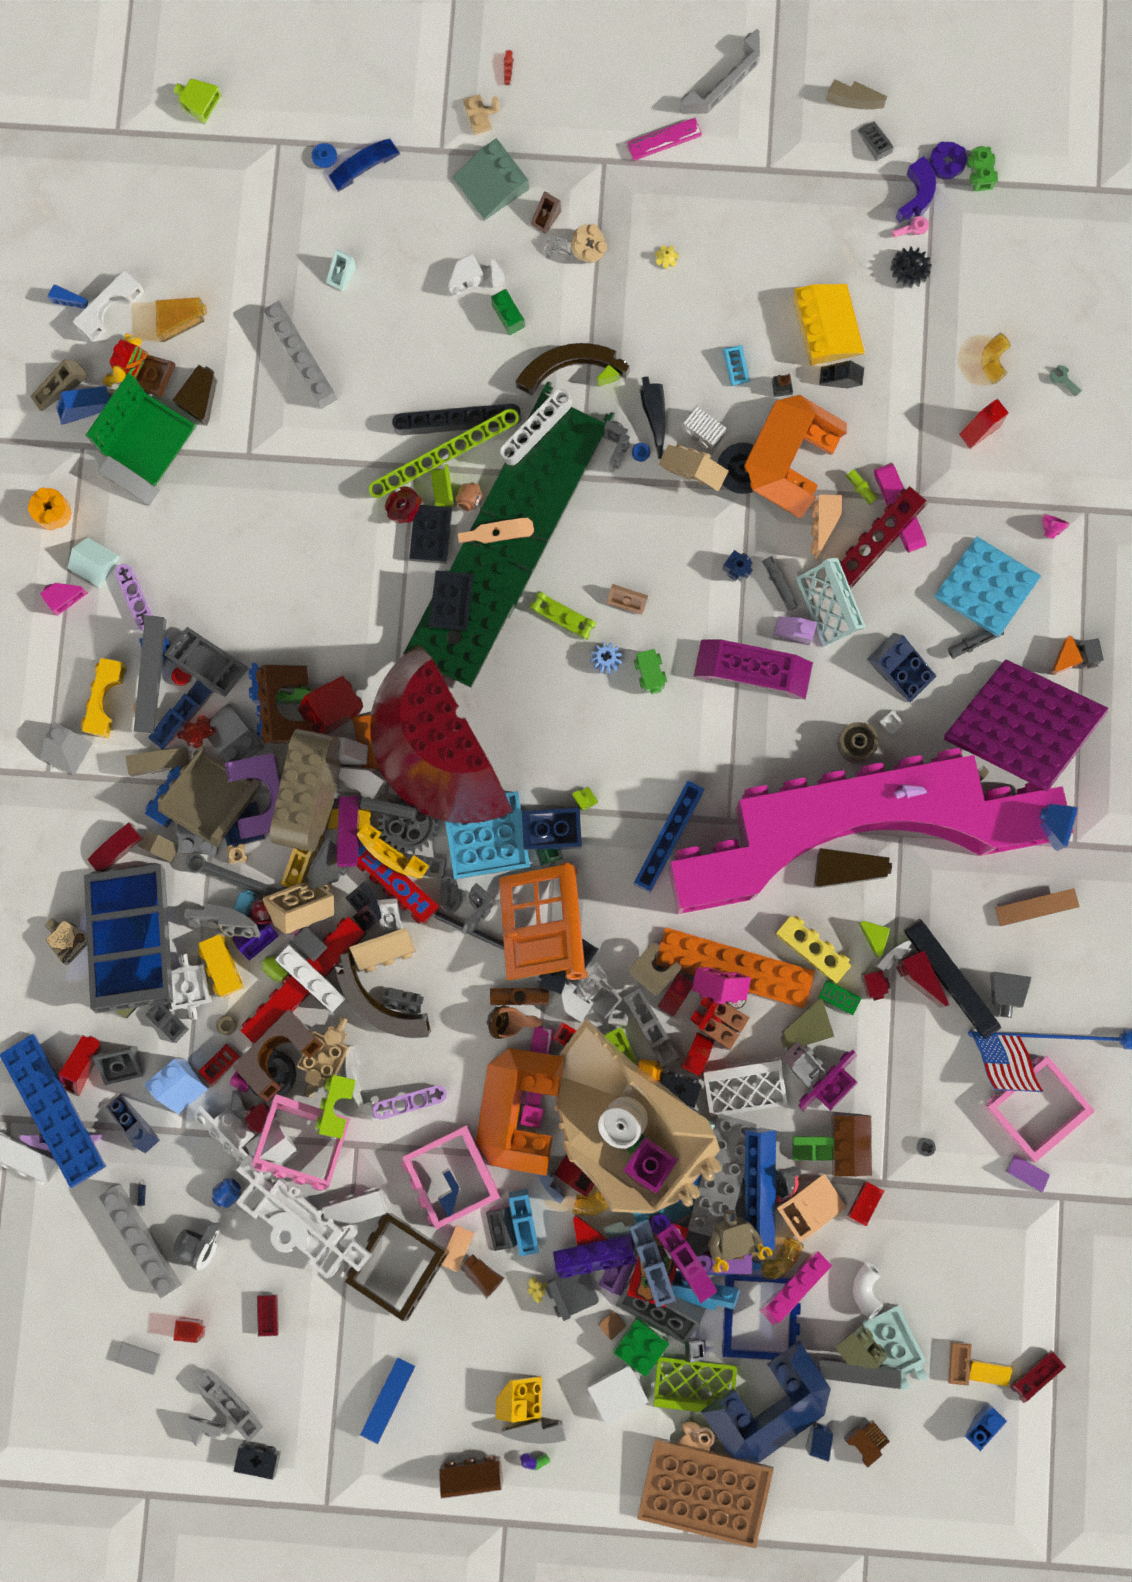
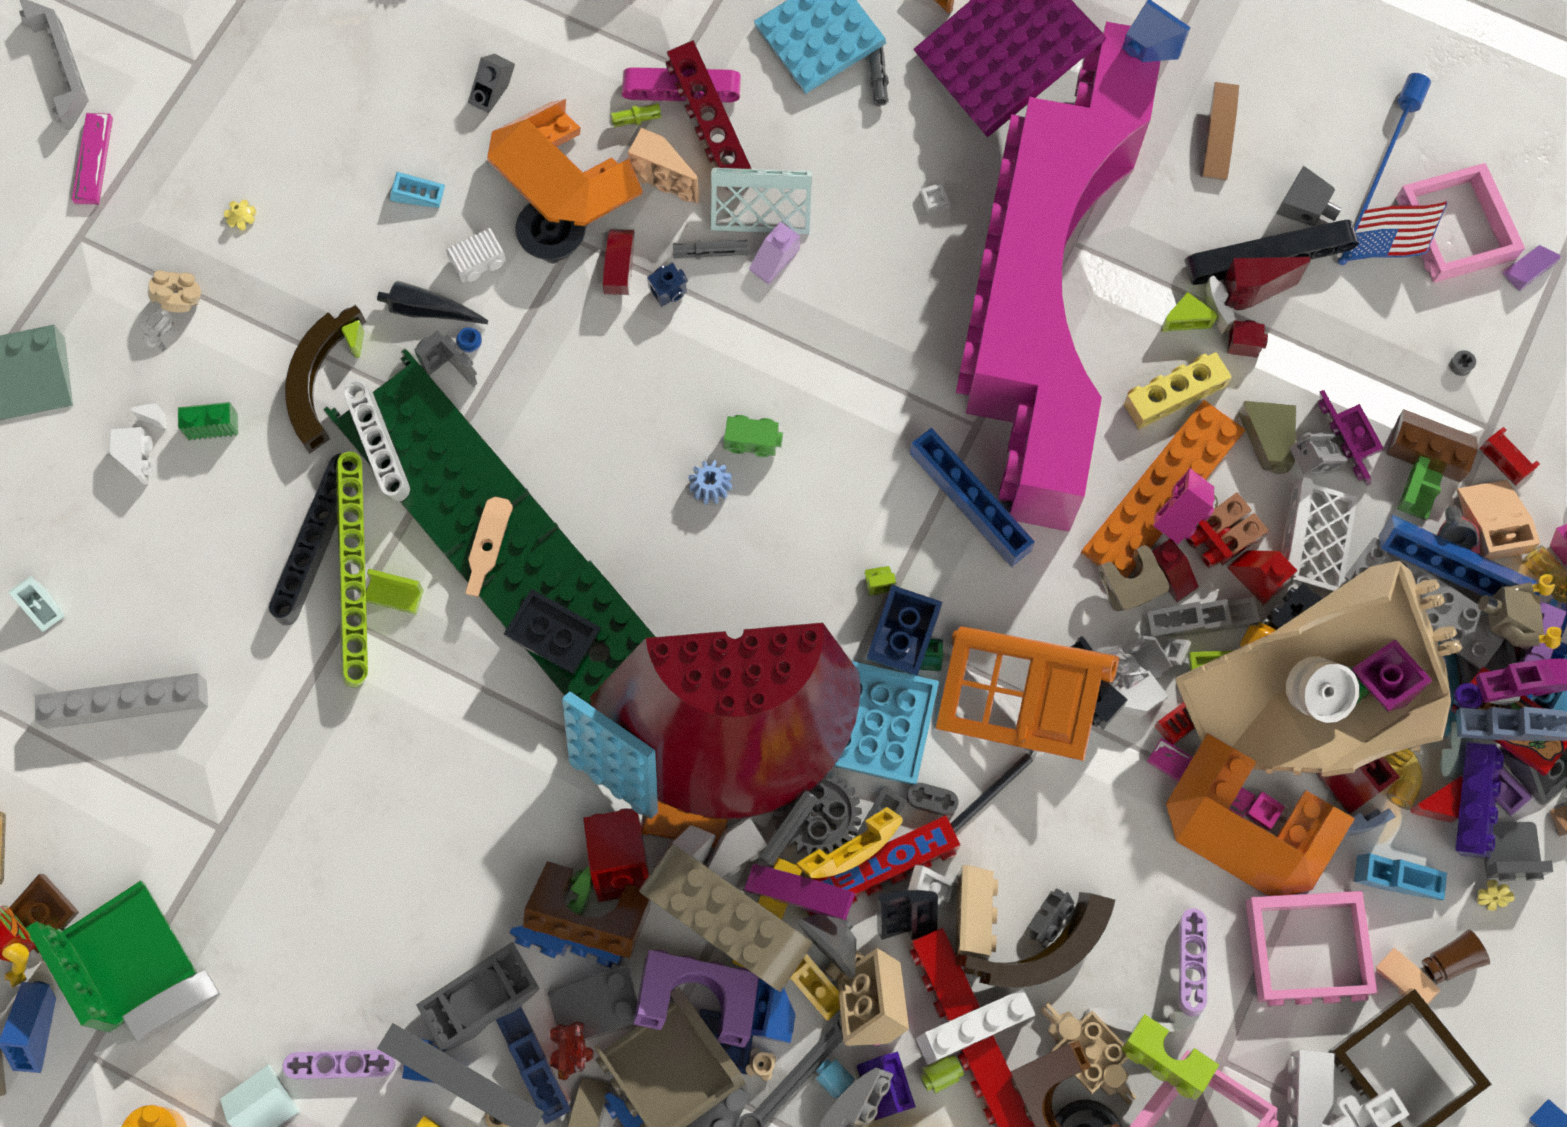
camera: 75 degrees left, 10 degrees down
(180, 678) = (481, 1045): red tile -> none
(198, 394) = (102, 861): dark brown slope -> none
(259, 912) = (859, 1058): dark red hat -> none
(263, 850) = (772, 1014): none -> blue slope
(310, 943) = (929, 1008): dark grey slope -> none
(381, 673) = (610, 755): none -> medium azure plate
(410, 508) = (405, 645): dark red plate -> none
(431, 534) = (447, 632): black plate -> none
(449, 1198) = (1343, 954): dark blue slope -> none
(469, 496) = (422, 563): nougat head -> none
(478, 899) = (965, 755): dark grey bracket -> none
(501, 1228) = (1399, 911): dark grey slope -> none
(505, 996) = (1097, 778): reddish brown piece -> none
(508, 1021) = (1130, 790): piece -> none
(546, 212) = (106, 324): reddish brown slope -> none
(562, 615) = (631, 514): lime plate -> none
(627, 599) = (647, 428): medium nougat plate -> none
(693, 465) = (518, 280): tan wedge -> none
(742, 525) = (618, 262): none -> dark red slope
(753, 666) = (798, 319): magenta slope -> none
(782, 385) = (468, 150): pearl dark grey piece -> none
(827, 322) = (418, 74): yellow slope -> none
(839, 997) = (1246, 386): green tile -> none
(845, 867) = (1093, 310): dark brown slope -> none
(855, 732) = (945, 239): dark tan brick -> none
(902, 666) = (872, 158): dark blue slope -> none
(909, 791) = (1045, 180): lavender bar -> none

